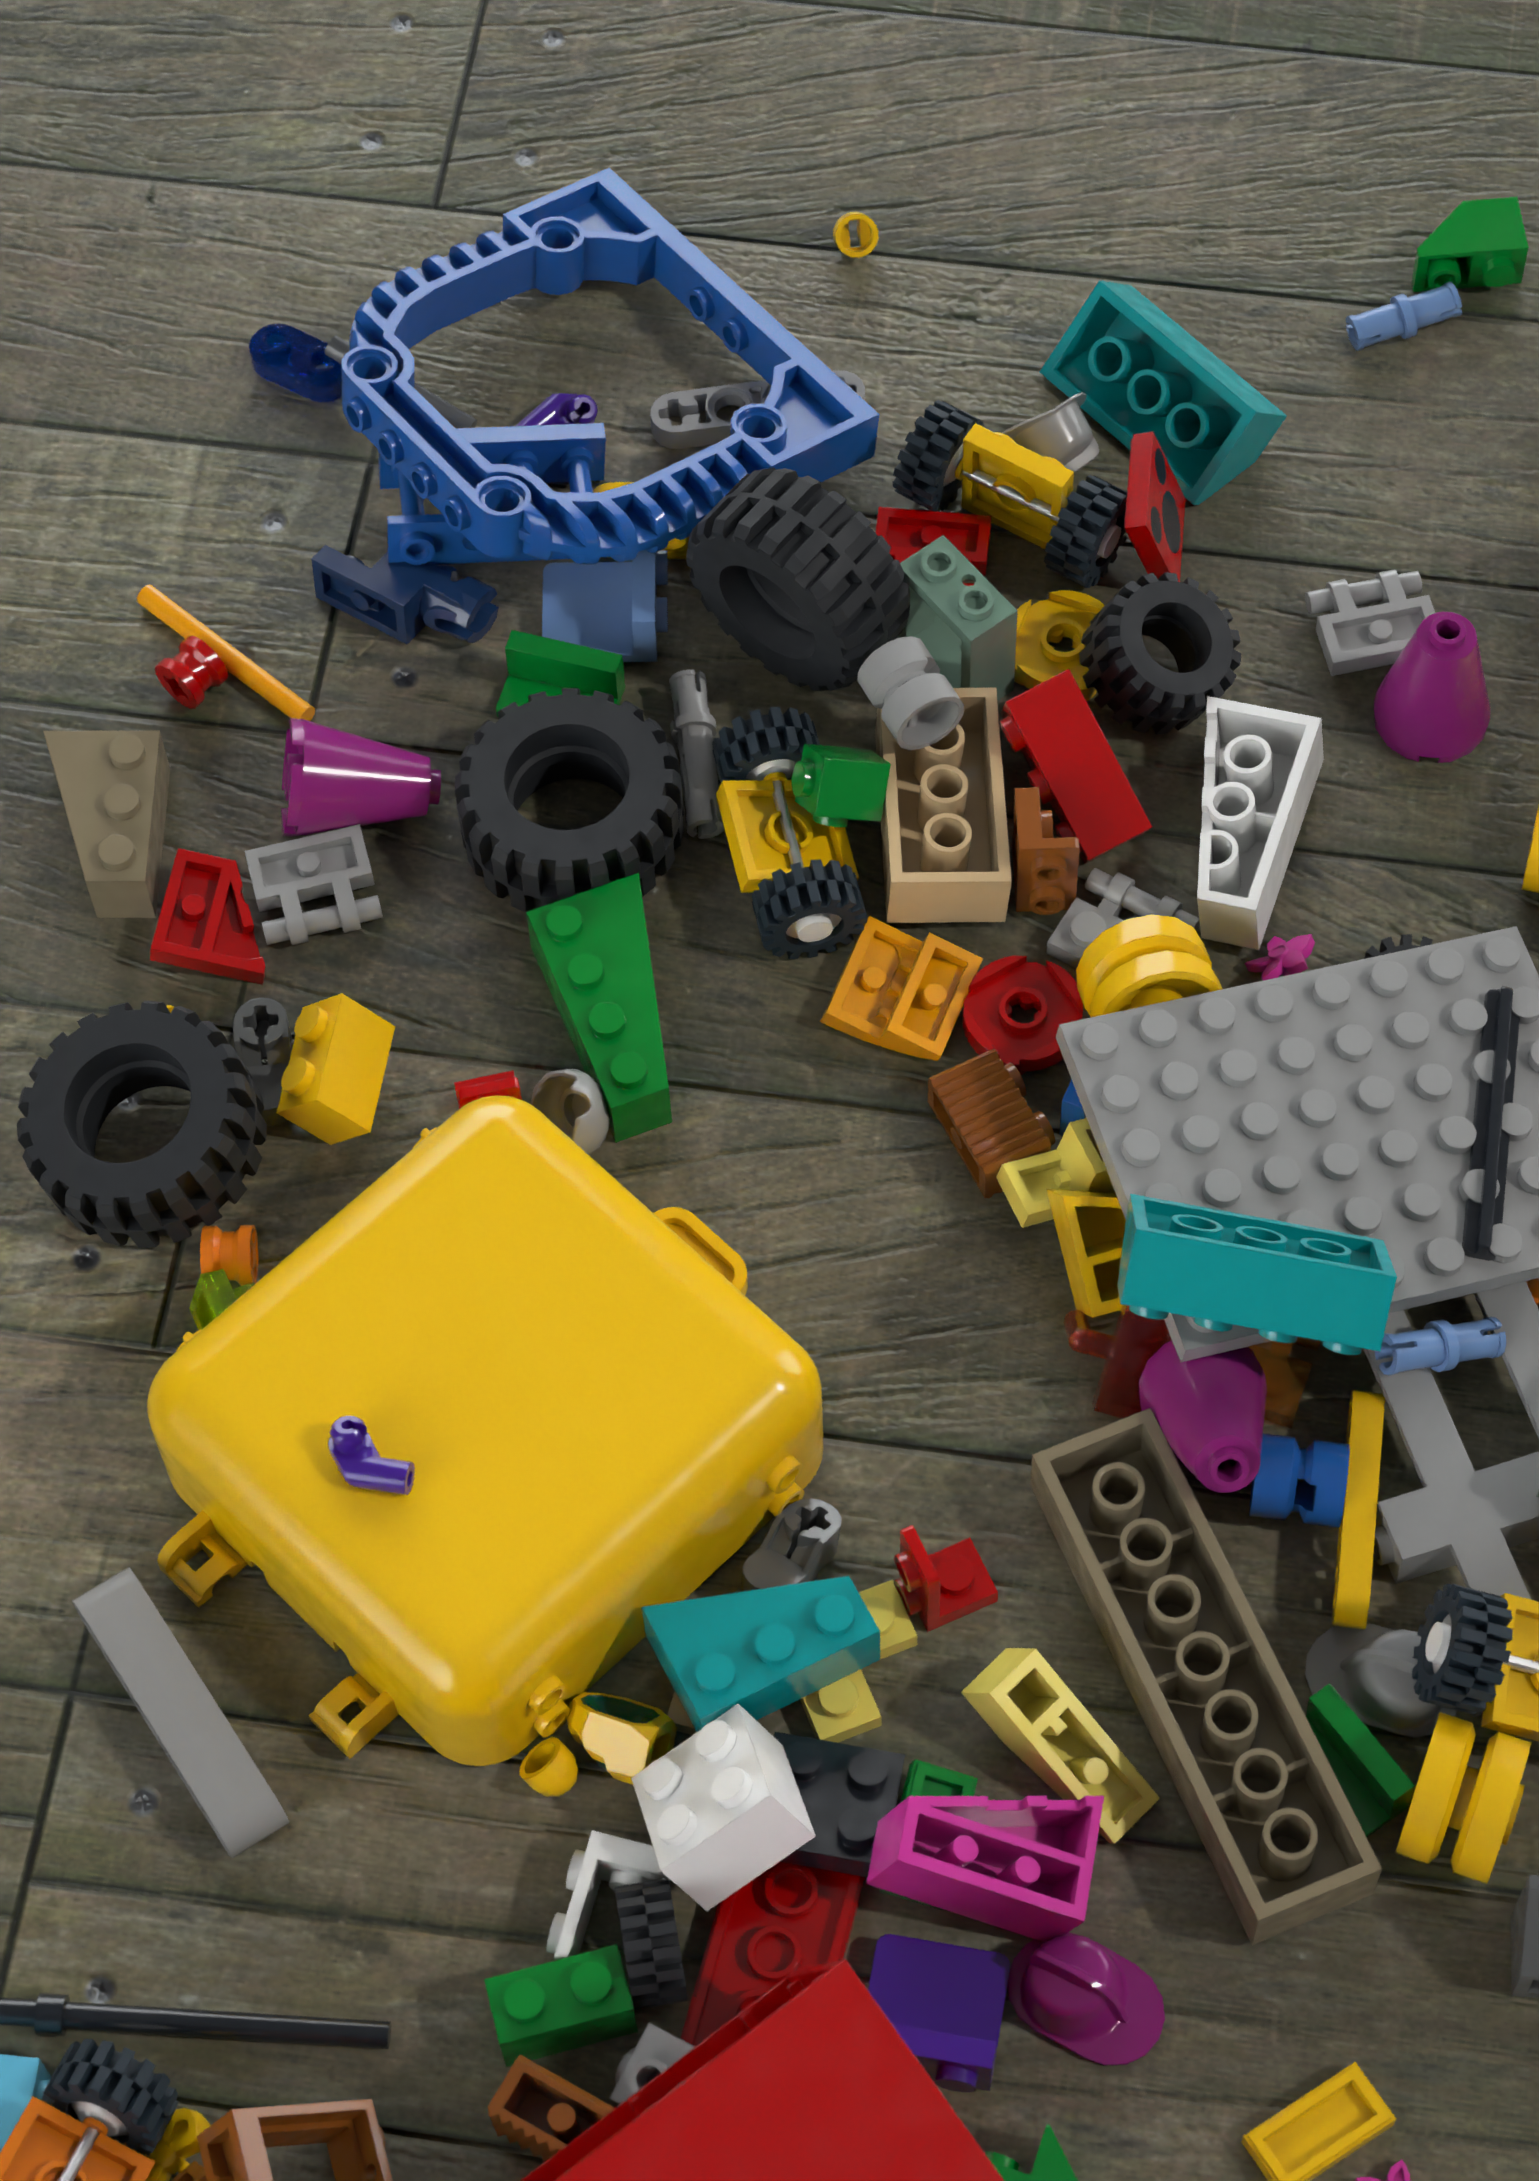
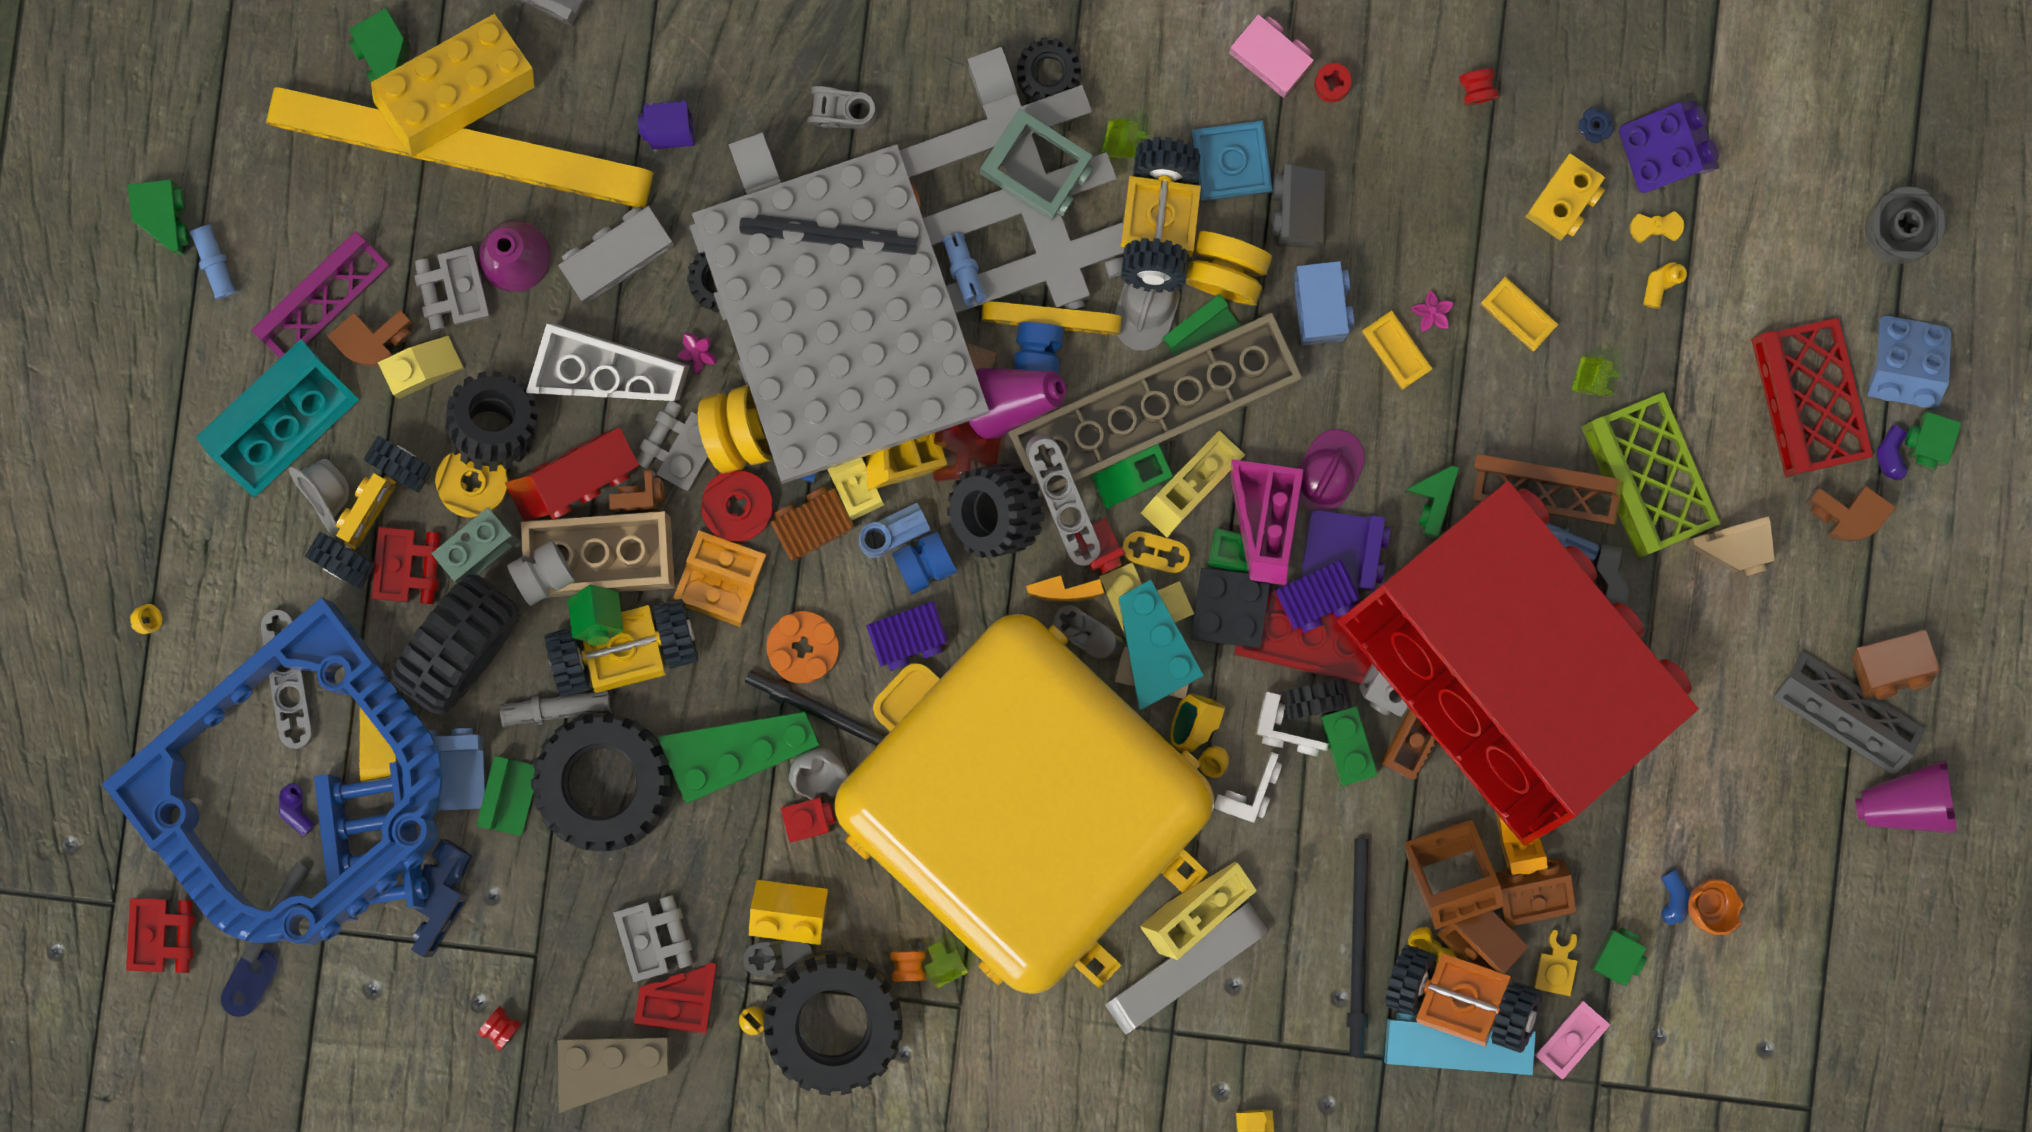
camera: 90 degrees left, 25 degrees up
(234, 660) = (480, 1010): light orange bar -> none
(277, 1726) = (1197, 911): none -> light yellow slope
(350, 780) = (585, 921): magenta cone -> none
(361, 1463) = (1083, 863): dark purple arm -> none
(378, 238) = (148, 935): none -> red plate
(468, 1799) = (1235, 803): none -> white bracket
(705, 1081) = (781, 692): none -> black bar
(722, 1807) = (1246, 663): white brick -> none
(778, 1079) = (813, 665): none -> orange plate
(797, 1265) = (908, 635): none -> dark purple brick
(840, 1922) = (1317, 596): none -> dark purple brick
(867, 1504) = (1054, 591): none -> light orange slope
(916, 1282) = (924, 562): none -> blue wheel
(920, 1675) = (1154, 561): none -> yellow beam
(977, 1246) = (896, 529): none -> medium blue piece
(1010, 1389) = (974, 513): none -> black tyre
(1030, 1500) = (1066, 498): none -> light grey beam
(1076, 1636) = (1132, 476): none -> green slope
(1154, 507) = (383, 423): red tile -> none
(1247, 571) = (420, 366): none -> light yellow slope
(1255, 1275) = (947, 370): teal slope -> none
(1284, 508) = (369, 347): none -> dark orange brick
(1372, 439) = (313, 285): none -> magenta fence
(1403, 1970) = (1321, 303): none -> medium blue brick
(1440, 842) = (615, 254): none -> light grey brick

